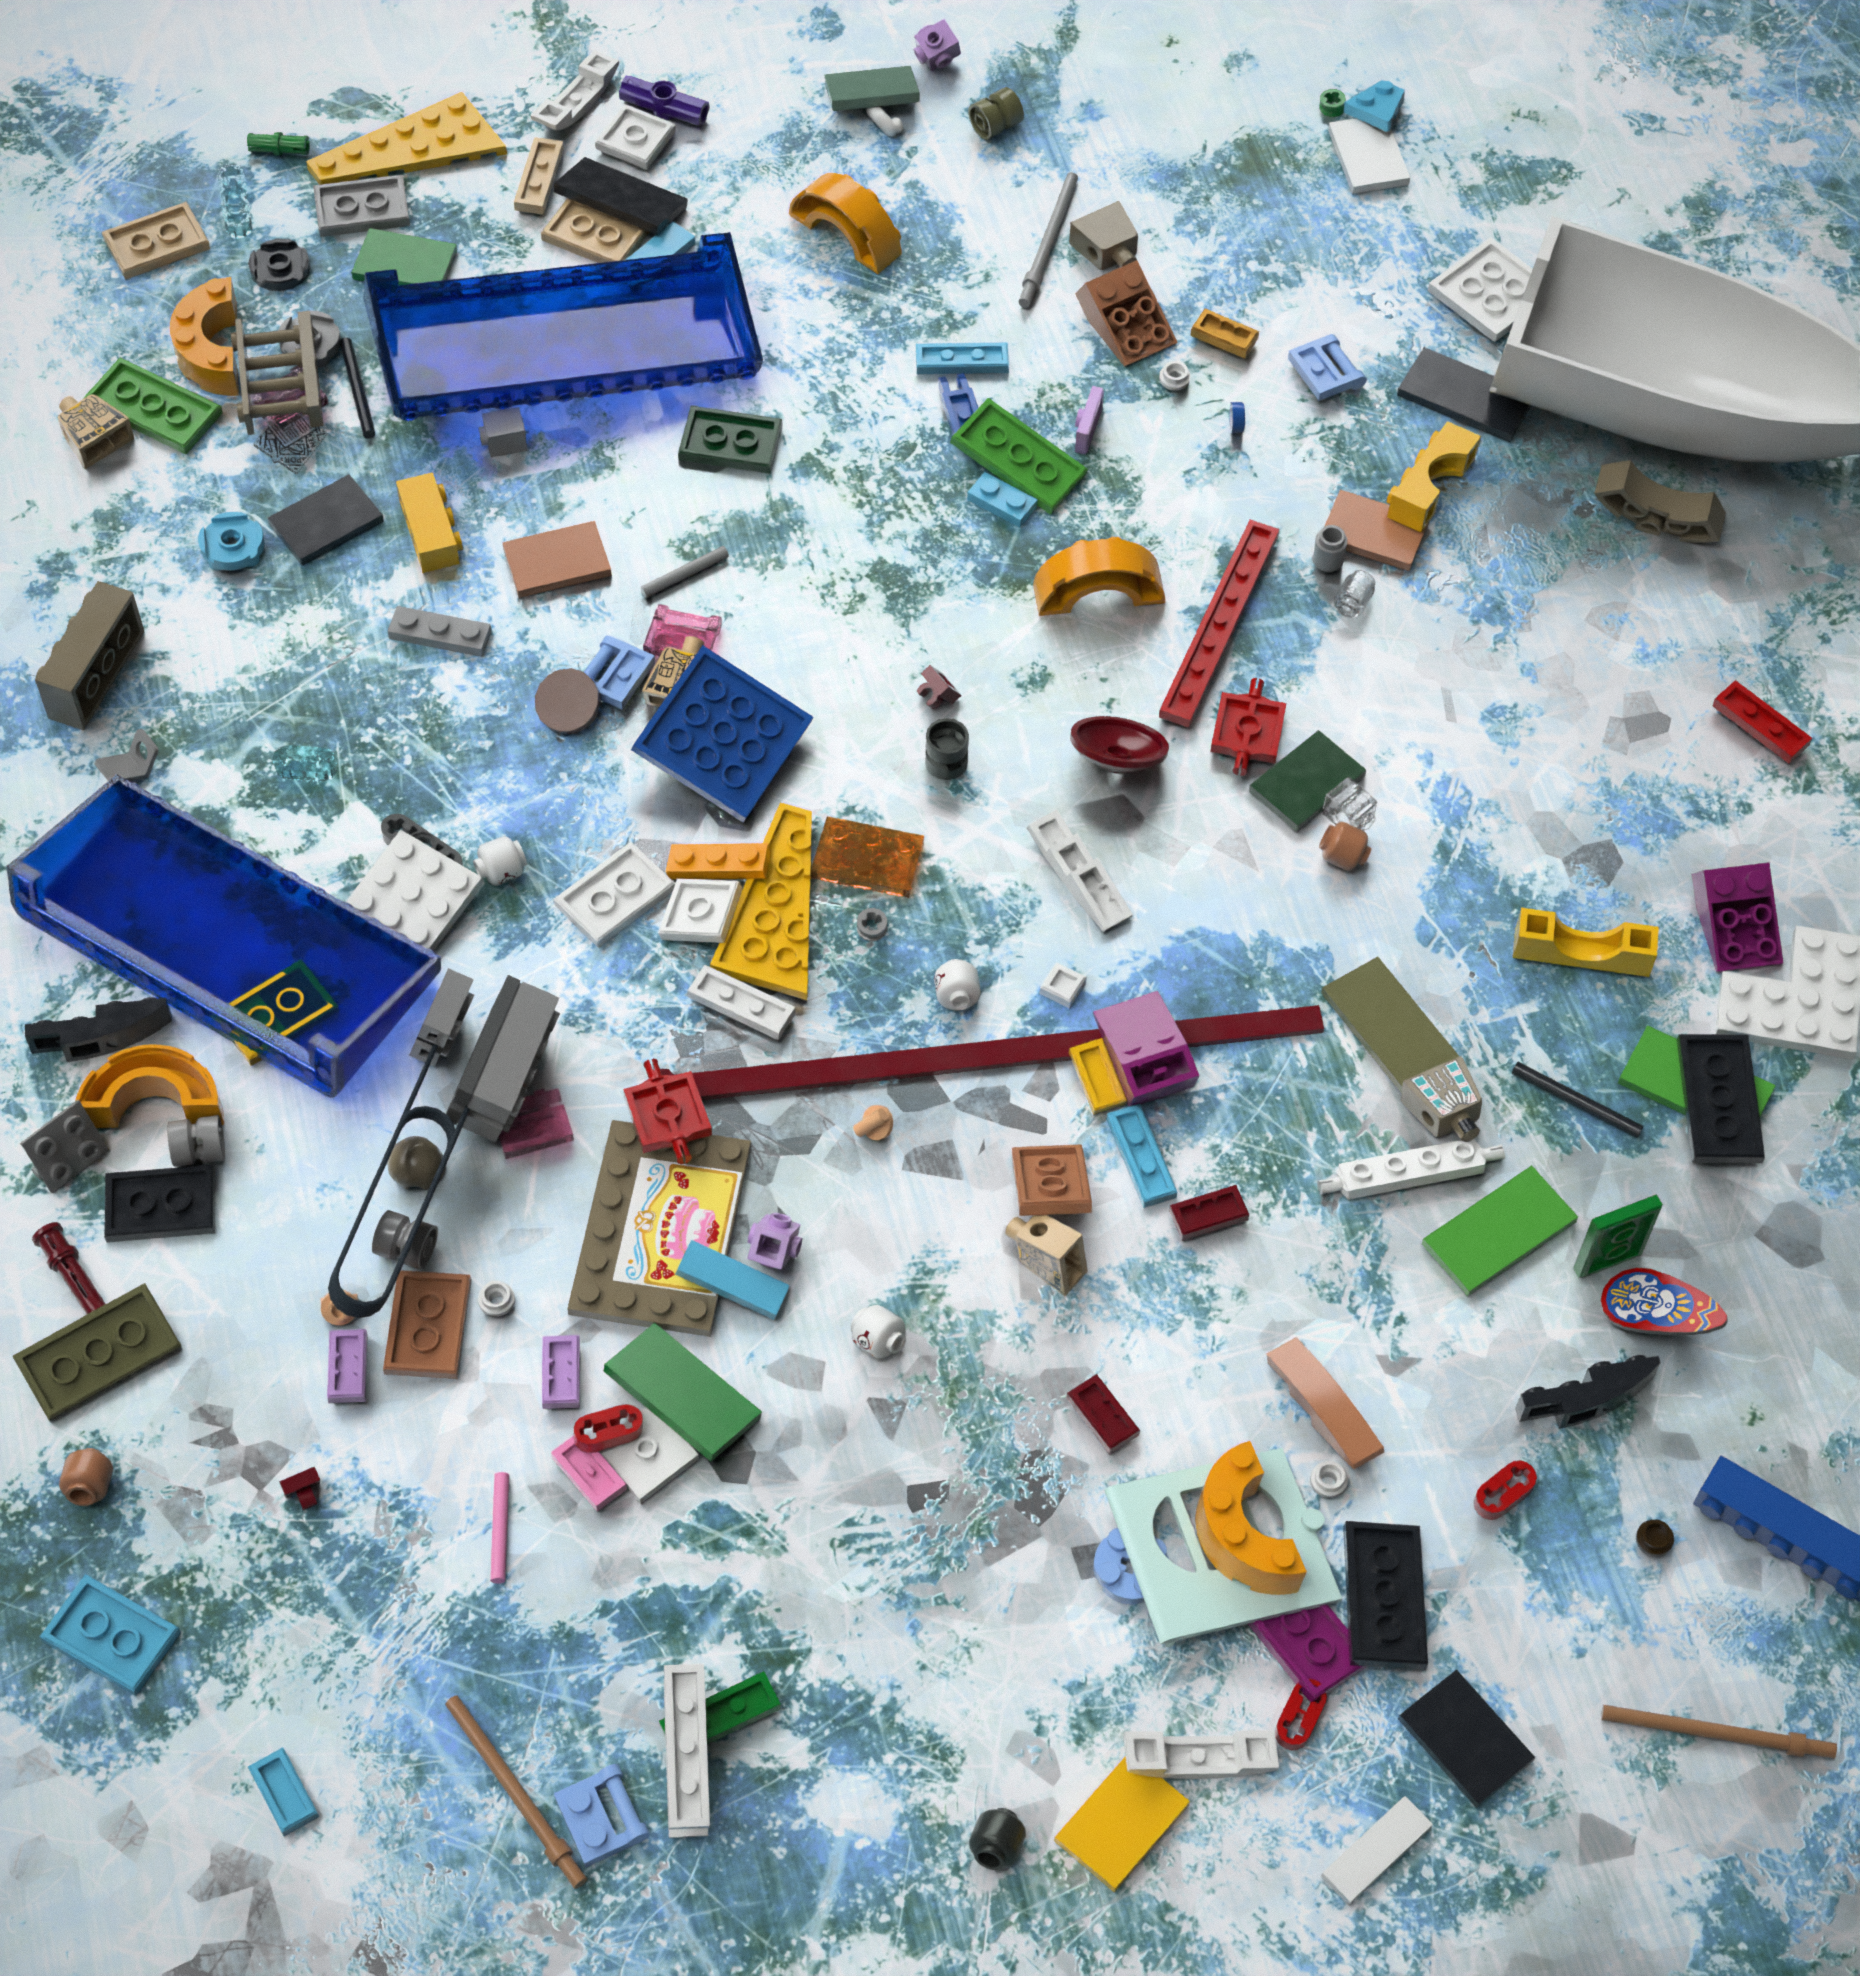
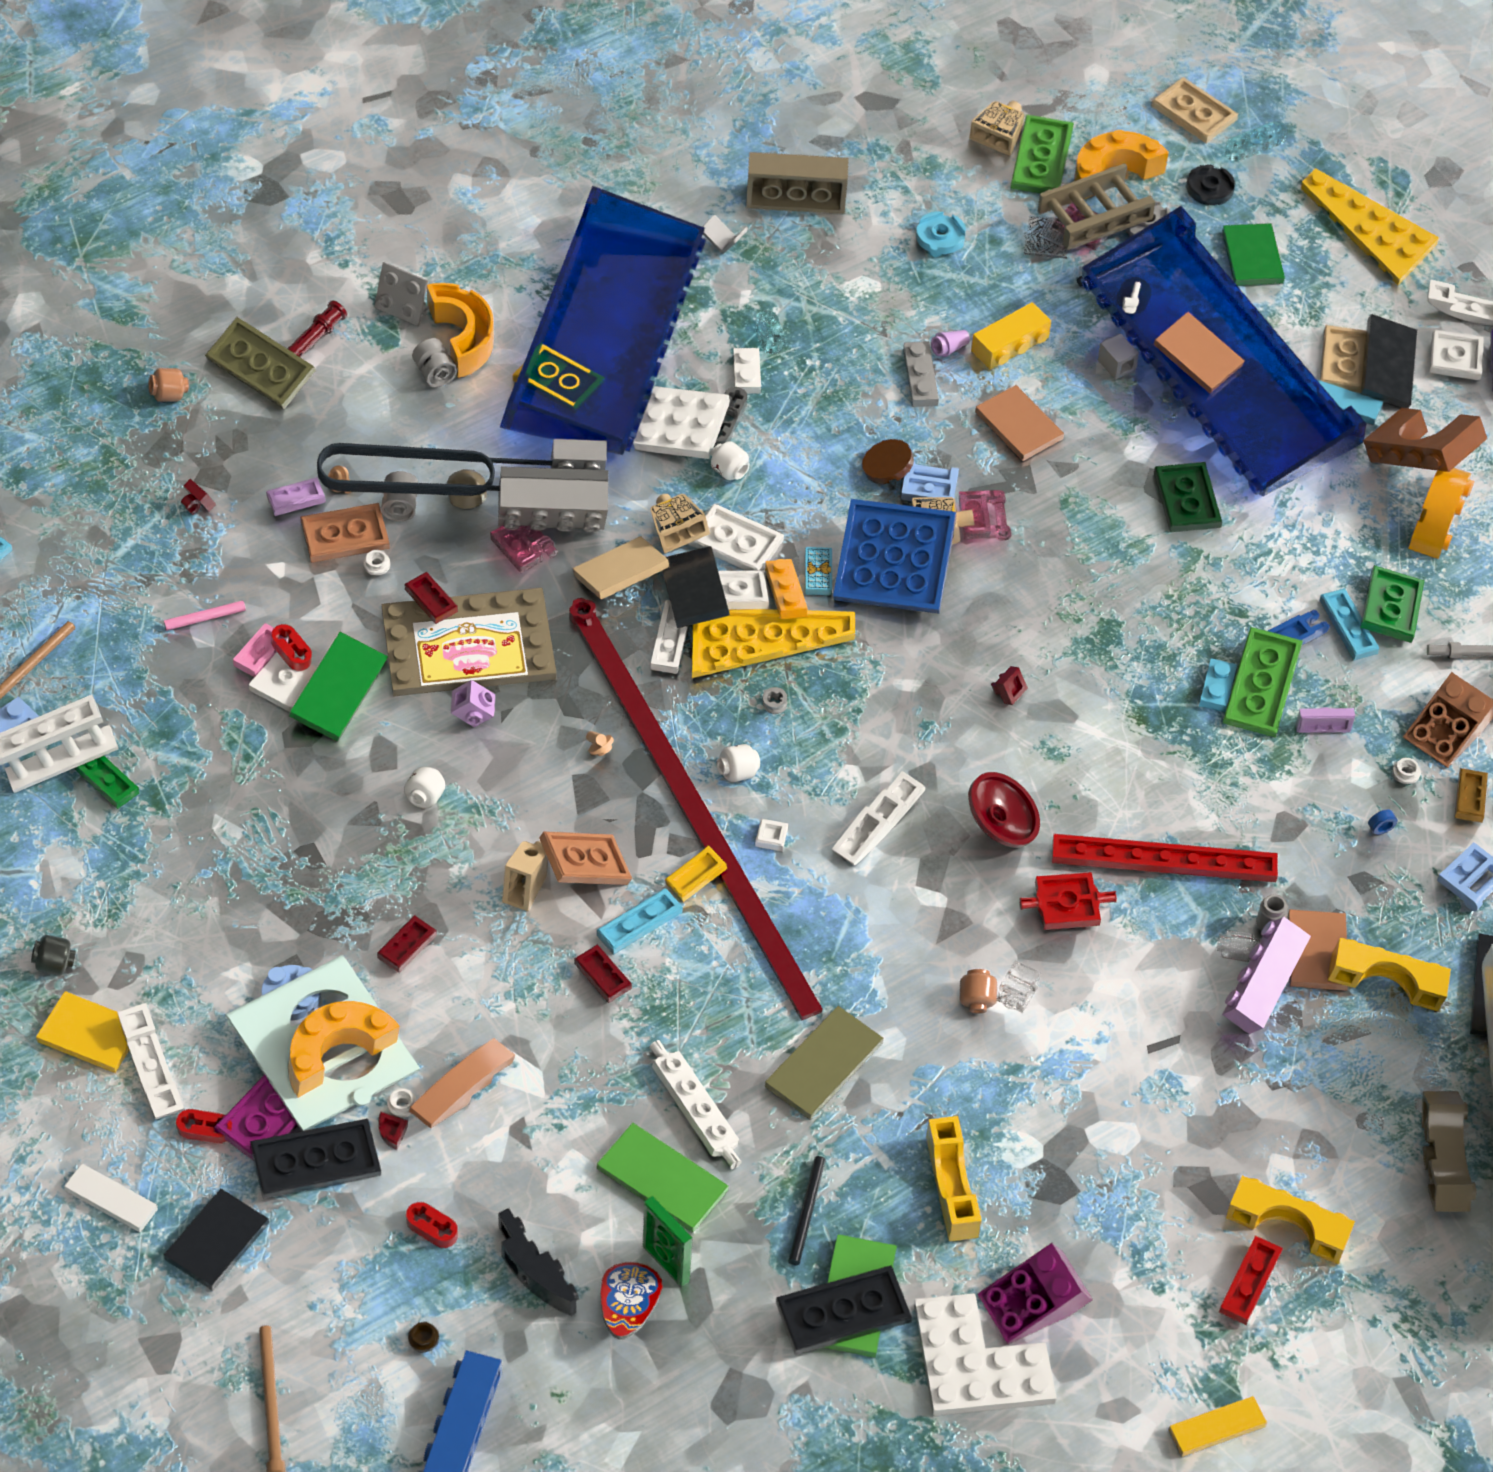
camera: 70 degrees right, 5 degrees down
(110, 1634) = (65, 435): medium azure tile -> none
(113, 1029) = (503, 290): black slope -> none
(159, 1203) = (385, 363): black tile -> none
(278, 143) = (1323, 147): green pin -> none
(325, 519) = (988, 280): black tile -> none
(354, 805) = (747, 369): none -> white plate
(361, 205) = (1294, 214): light grey tile -> none
(408, 587) = (948, 342): none -> lavender cone
(455, 381) = (1129, 304): none -> white hand
(538, 175) = (1383, 305): tan plate -> none
(549, 349) = (1198, 352): none -> nougat tile
(561, 1371) = (331, 614): lavender plate -> none
(572, 942) = (678, 521): none -> tan torso
(594, 1243) = (431, 597): none -> dark red plate
(616, 1024) = (620, 567): none -> tan tile
(667, 1111) = (553, 610): red plate -> none
(684, 571) = (1046, 502): light grey bar -> none
(686, 951) = (695, 587): none -> black tile
(696, 823) = (818, 571): none -> medium azure tile
(732, 1279) = (436, 690): medium azure tile -> none
(800, 185) = (1400, 443): none -> dark orange arch
(867, 857) = (835, 683): clear orange plate -> none
(946, 748) = (949, 701): pearl dark grey wheel -> none
(953, 310) = (1392, 604): none -> green tile
(1097, 567) = (1169, 762): light orange brick -> none
(1146, 1048) = (724, 892): slope -> none
(1301, 780) = (1039, 950): dark green tile -> none
(1360, 1501) = (392, 1129): none -> dark red tile
(1409, 578) = (1265, 975): none -> brick
(1445, 1099) = (764, 1110): dark tan torso -> none
(1723, 639) = (1259, 1203): none -> yellow arch

